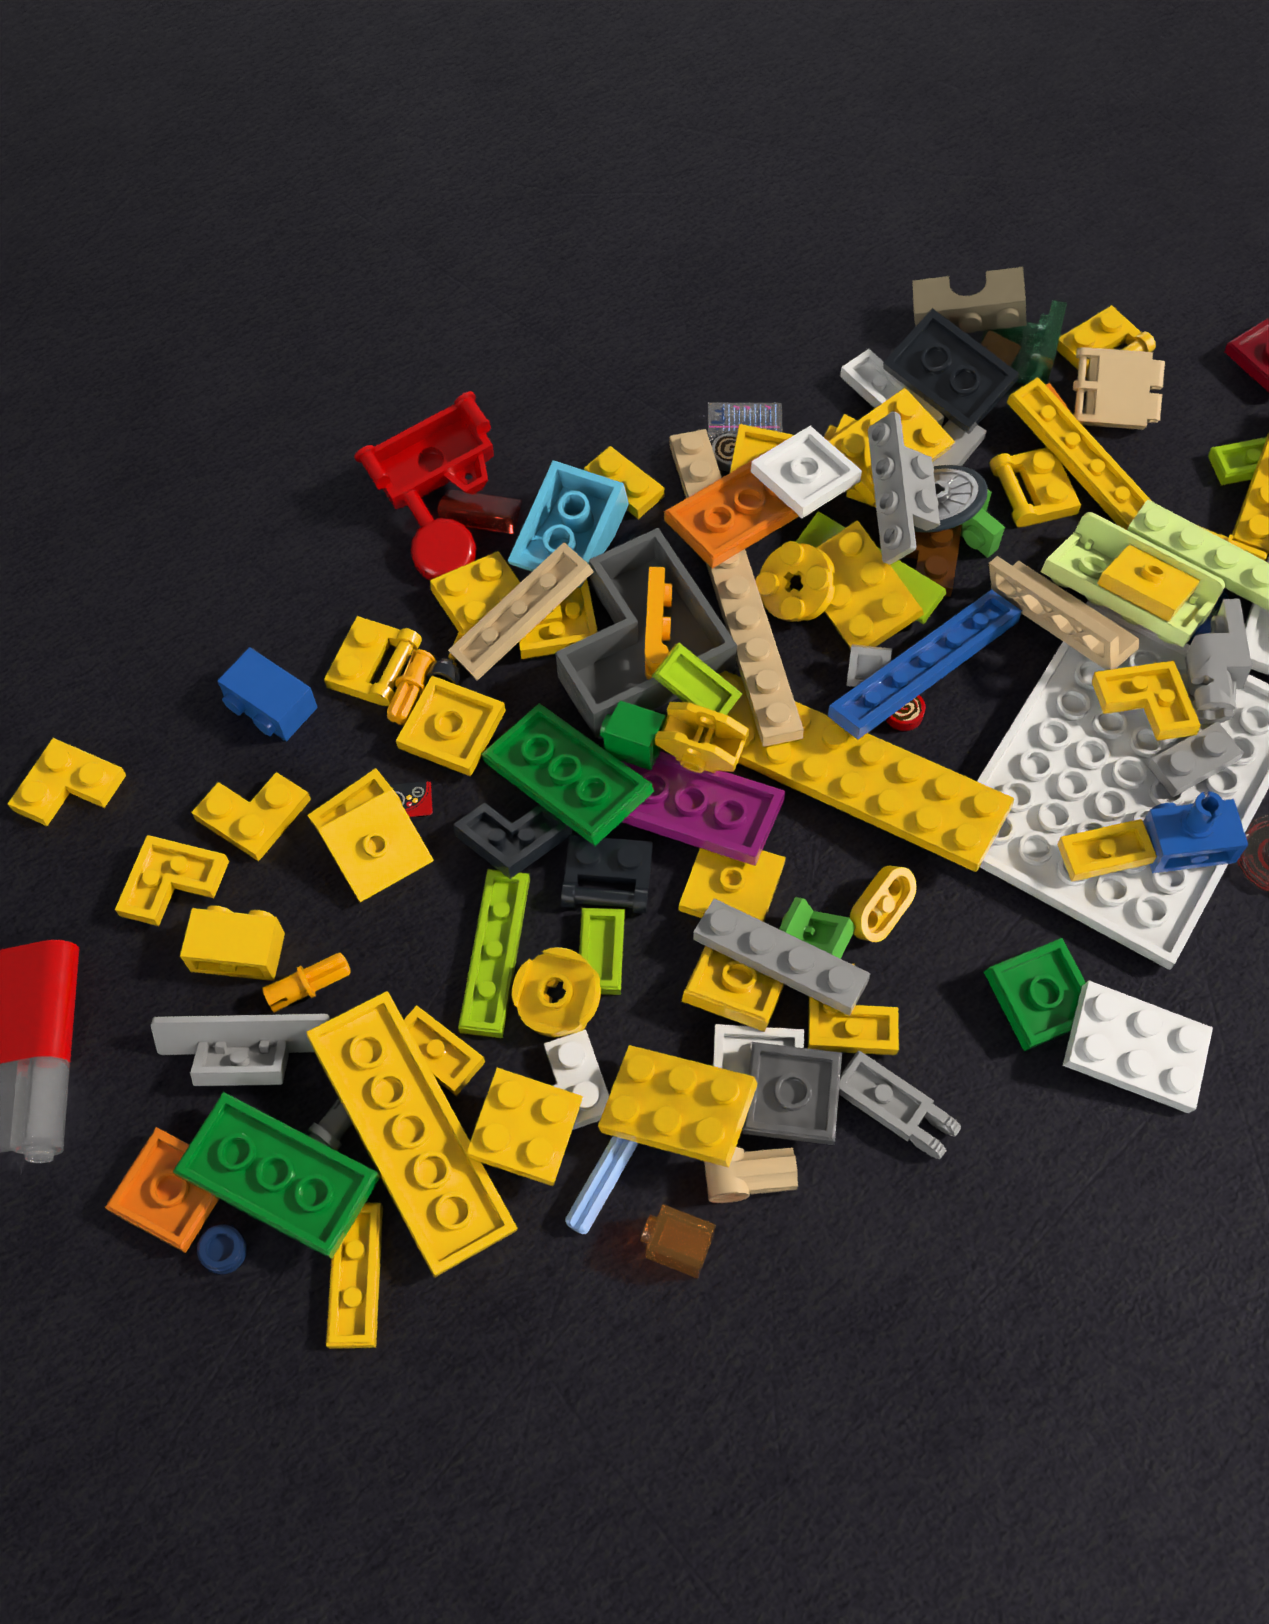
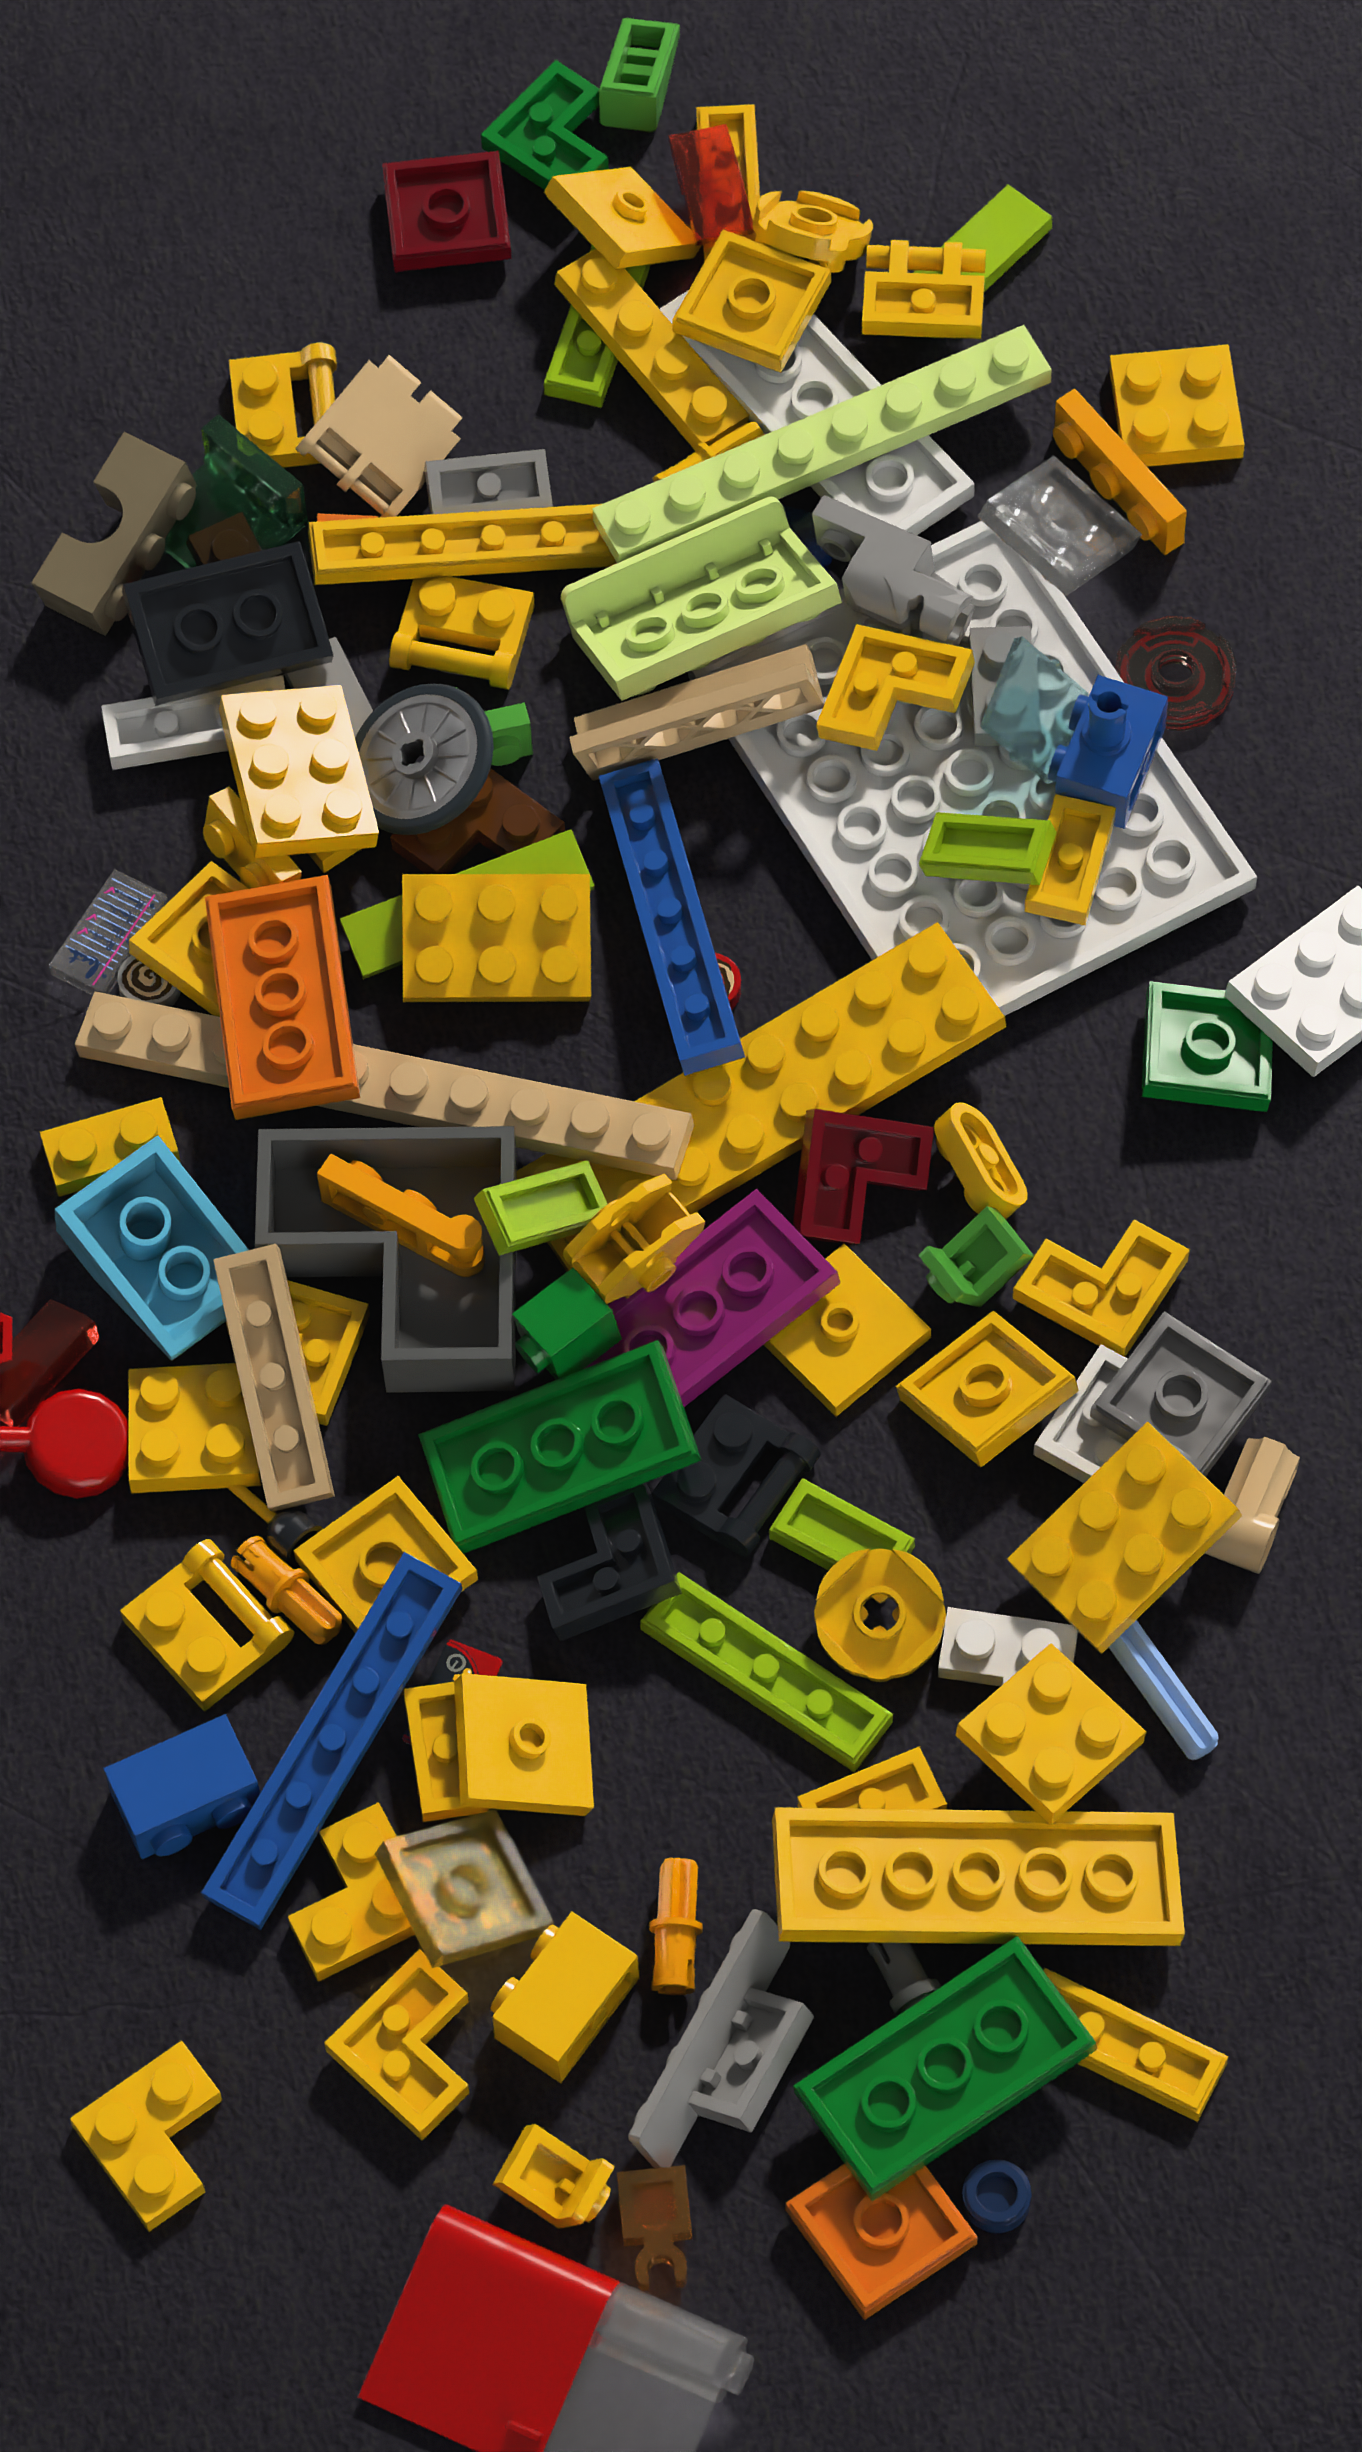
camera: 60 degrees left, 0 degrees up
(118, 993) = (554, 2179): none -> yellow bracket
(122, 1060) = (655, 2215): none -> clear orange plate
(270, 857) = (463, 1888): none -> clear yellow plate
(327, 748) = (332, 1741): none -> blue plate
(678, 1240) = (1292, 1630): clear orange brick -> none
(775, 583) = (465, 978): yellow plate -> none
(781, 956) = (989, 1316): light grey plate -> none
(806, 471) = (293, 893): white plate -> none
(834, 826) = (845, 1155): none -> dark red plate
(866, 662) = (624, 990): light grey plate -> none
(895, 1103) = (1255, 1291): light grey hinge -> none
(901, 487) = (398, 791): light grey bracket -> none
(1081, 801) = (987, 848): none -> lime tile
(1130, 450) = (488, 482): none -> light grey plate
(1148, 582) = (723, 583): yellow plate -> none
(1186, 771) = (1031, 707): none -> clear light blue piece

